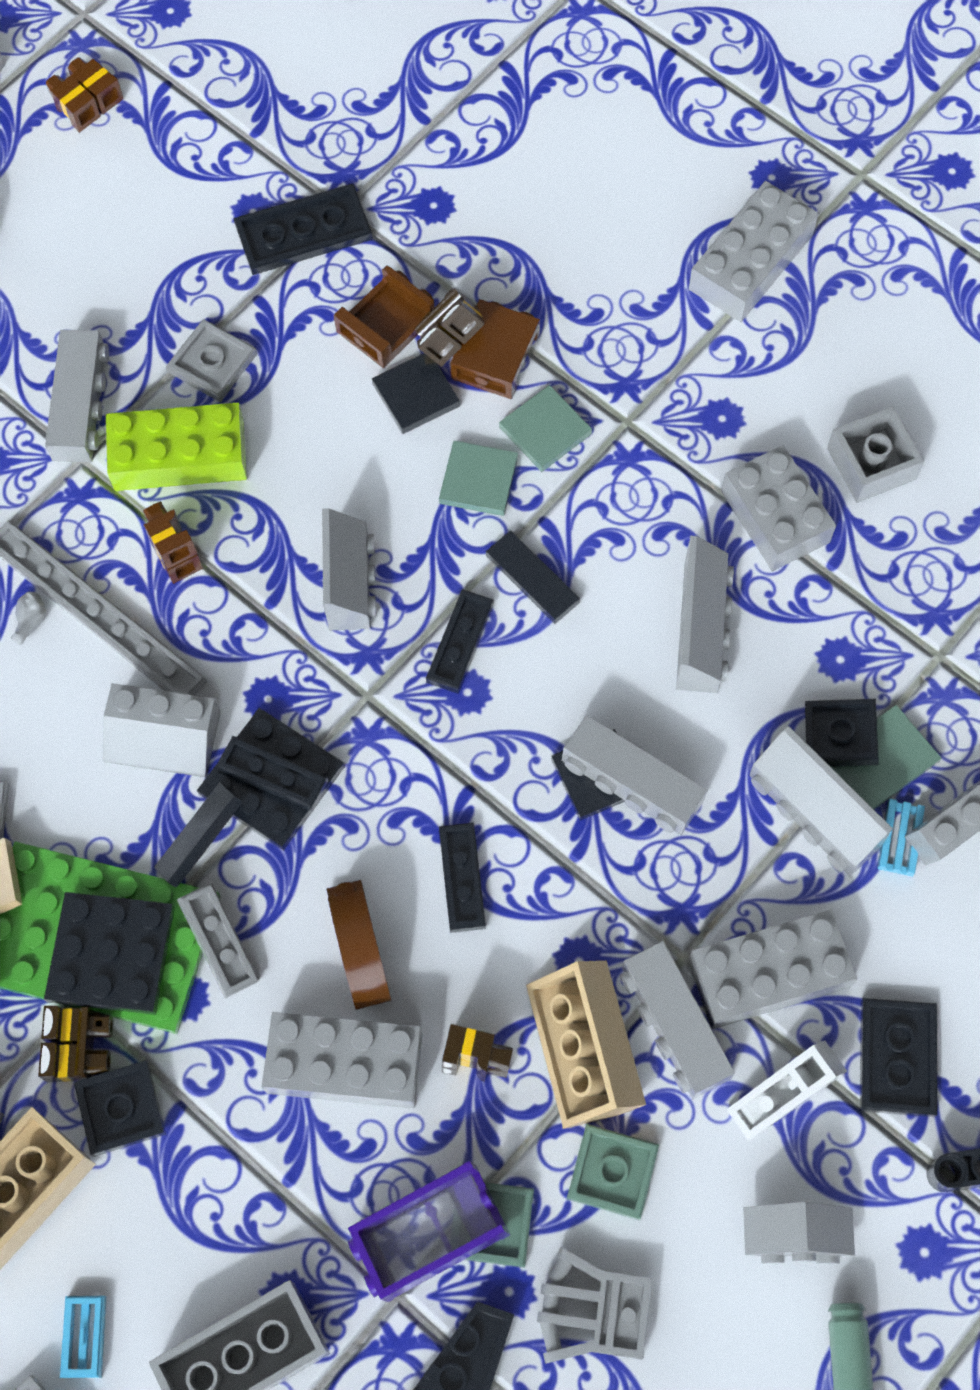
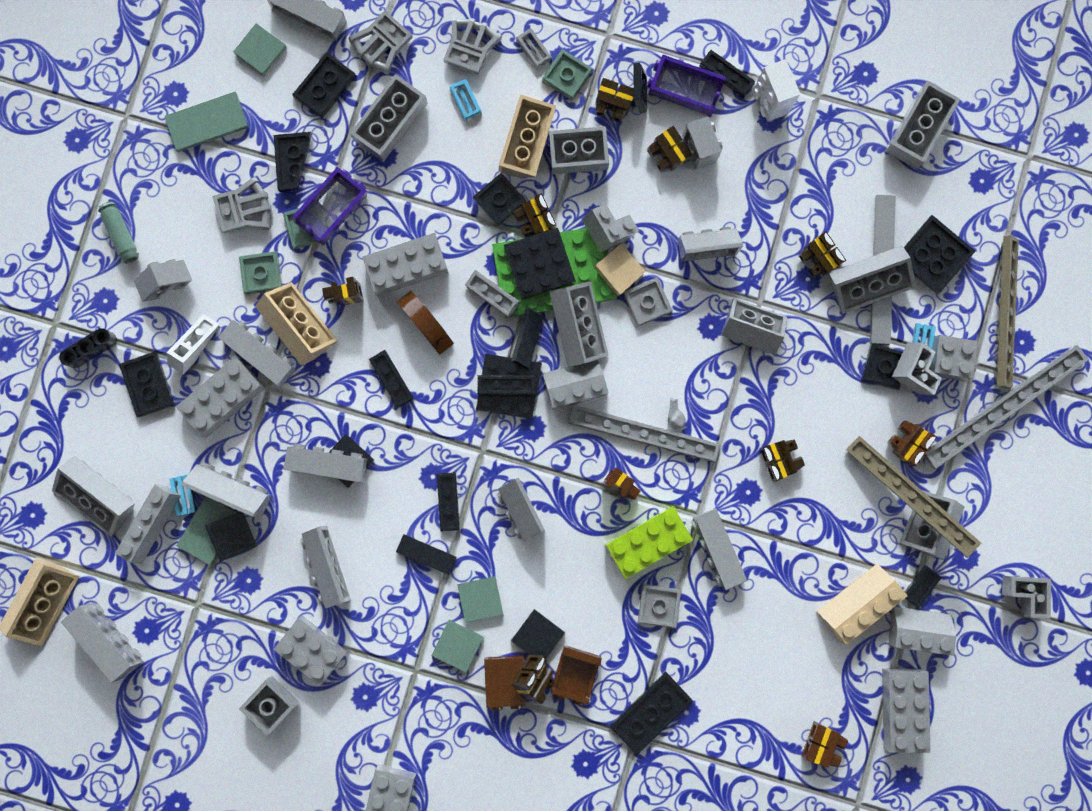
camera: 150 degrees right, 15 degrees up
(100, 820) = (579, 324): none -> light grey slope

